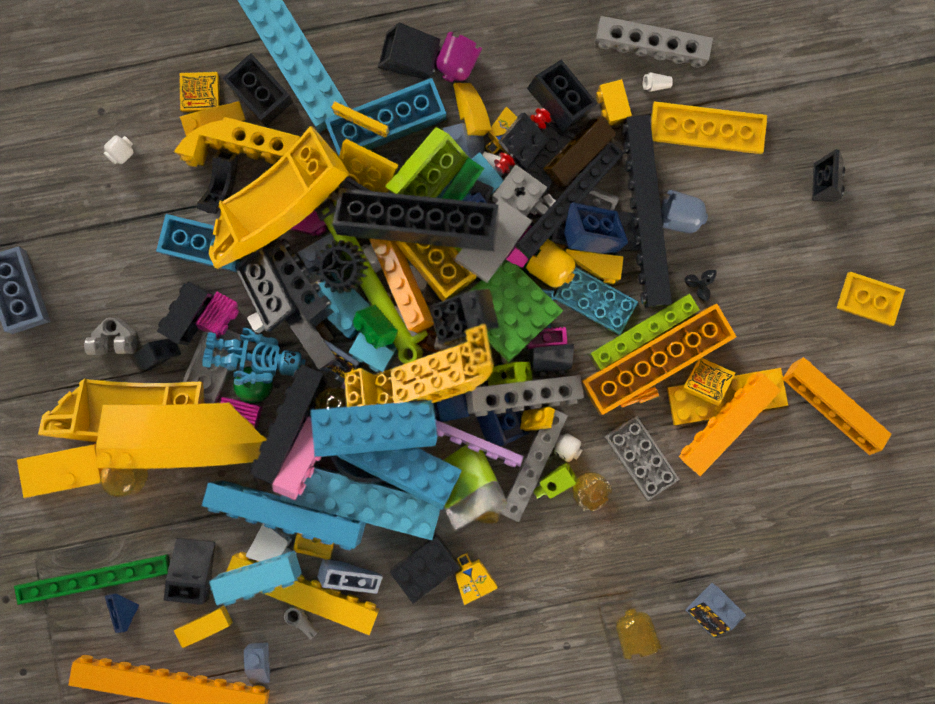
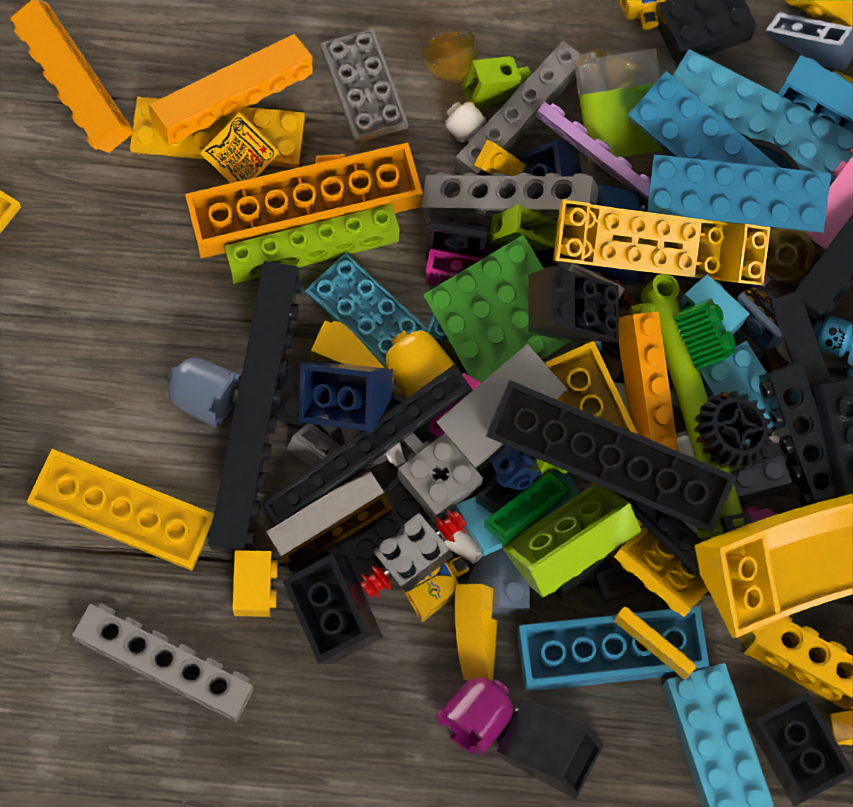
camera: 170 degrees left, 15 degrees down
(656, 82) = (177, 599): white cone -> none
(706, 278) = (205, 281): black plant -> none

